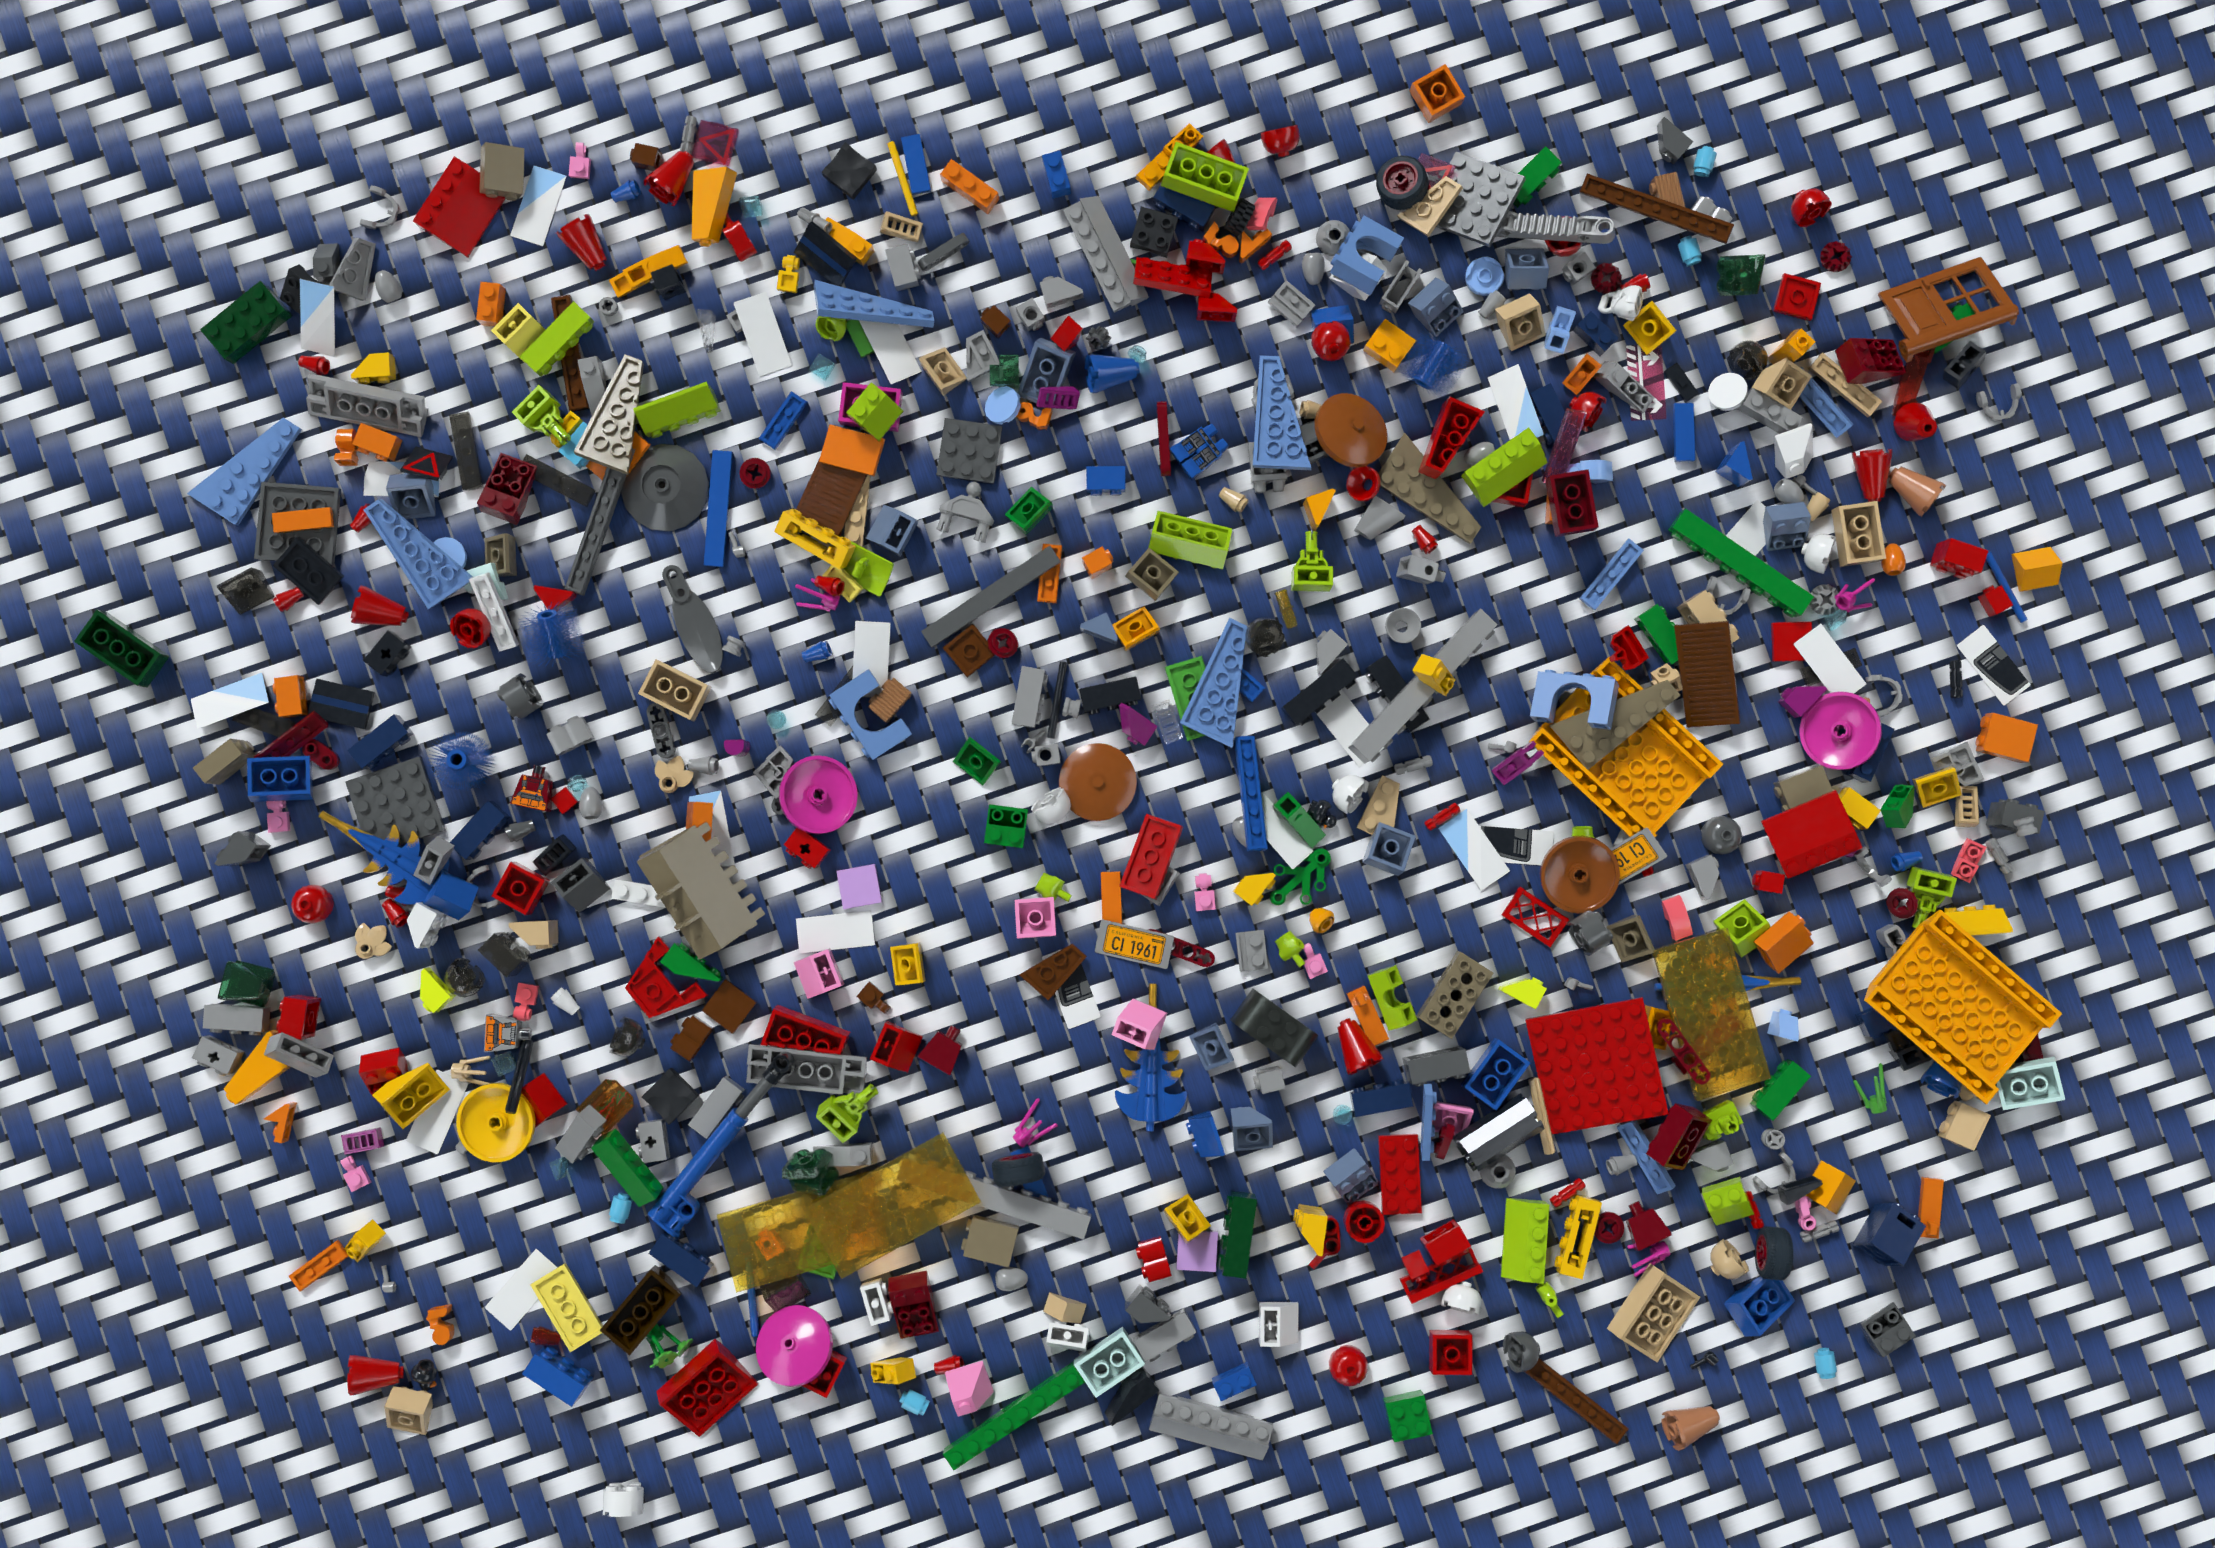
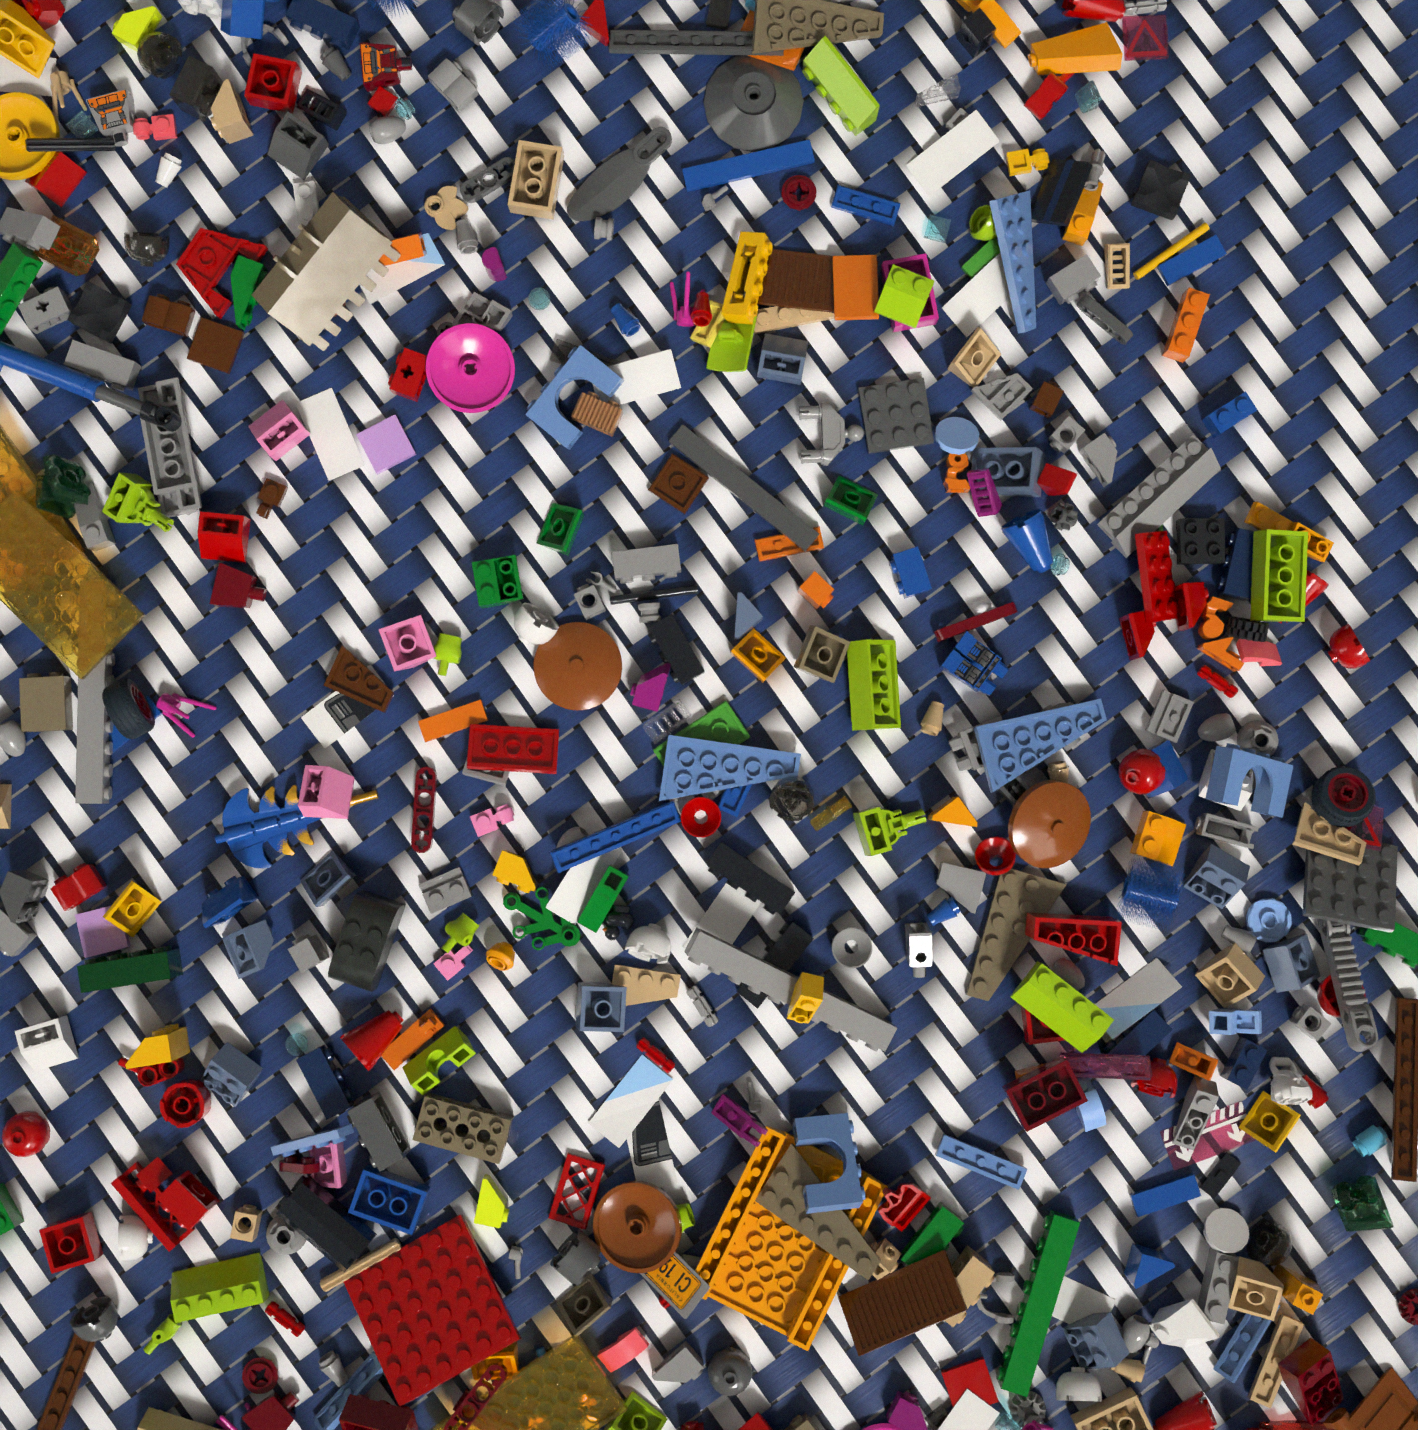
camera: 80 degrees right, 0 degrees up
(803, 1032) = (209, 432): red wedge -> none
(907, 964) = (318, 523): yellow slope -> none
(1006, 373) = (994, 428): clear green brick -> none
(1011, 643) = (705, 511): dark red gear -> none
(1134, 944) = (413, 760): sticker -> none
(1263, 709) = (694, 828): none -> red piece
(1327, 649) = (800, 873): light grey slope -> none
(1396, 540) = (944, 911): none -> blue cone
(1399, 1174) = (250, 1127): red plate -> none
(1425, 540) = (954, 942): red cone -> none
(1486, 1204) = (242, 1232): none -> tan brick
(1590, 1211) = (208, 1341): yellow brick -> none
(1597, 276) = (1300, 1060): dark red gear -> none
(1797, 297) = (1357, 1276): red tile -> none

